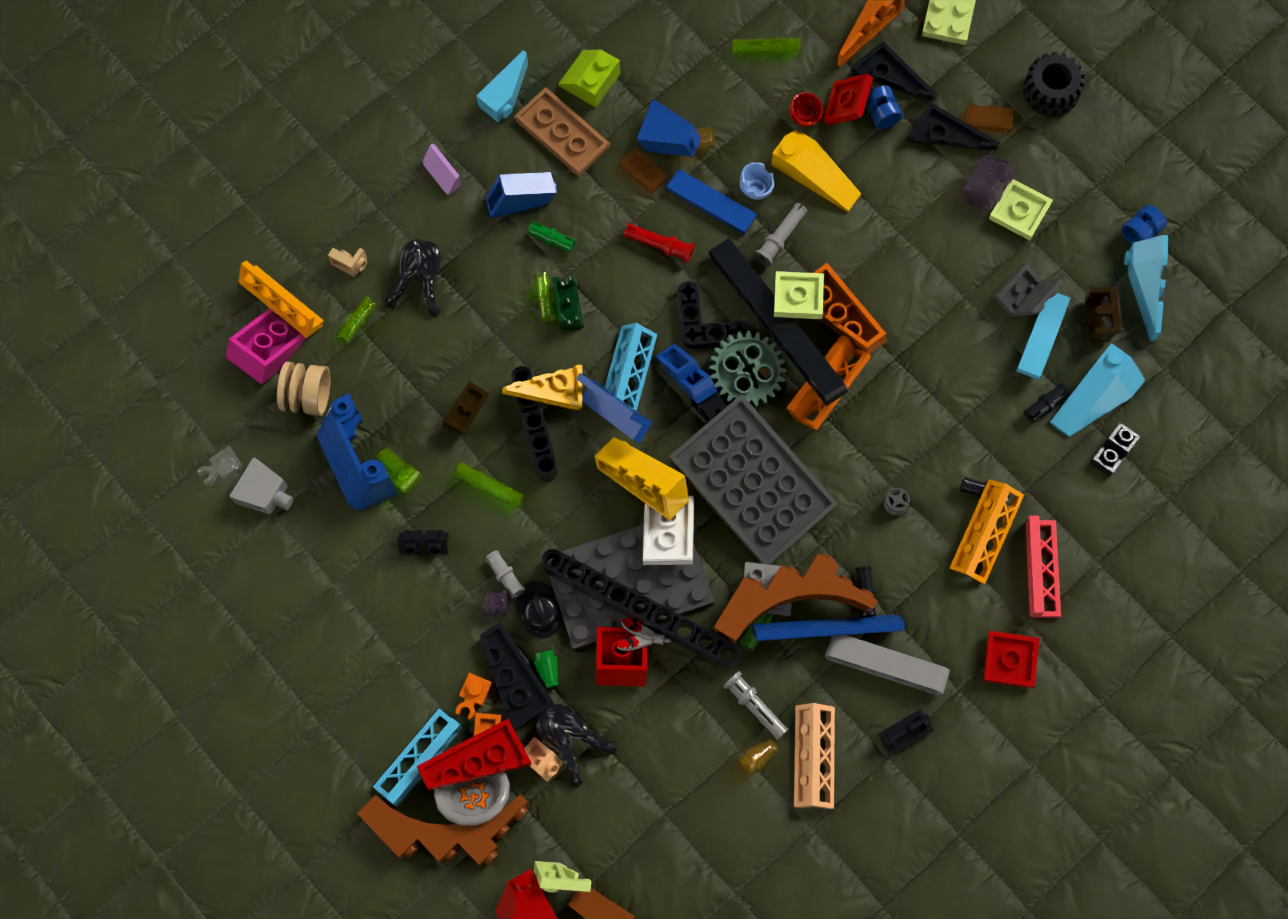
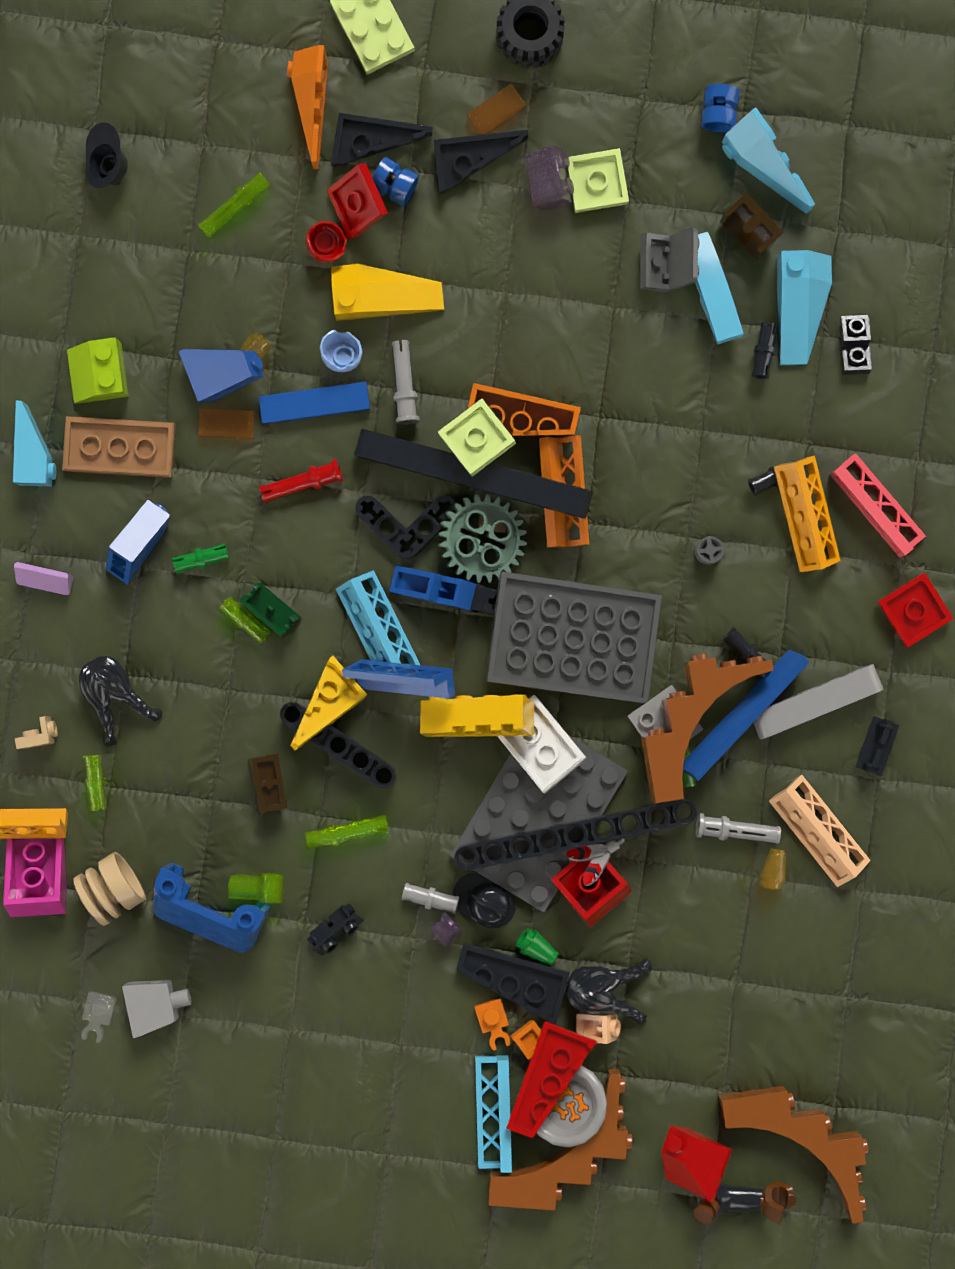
camera: 45 degrees left, 15 degrees up
(556, 877) = (700, 1114): yellowish green wing -> none

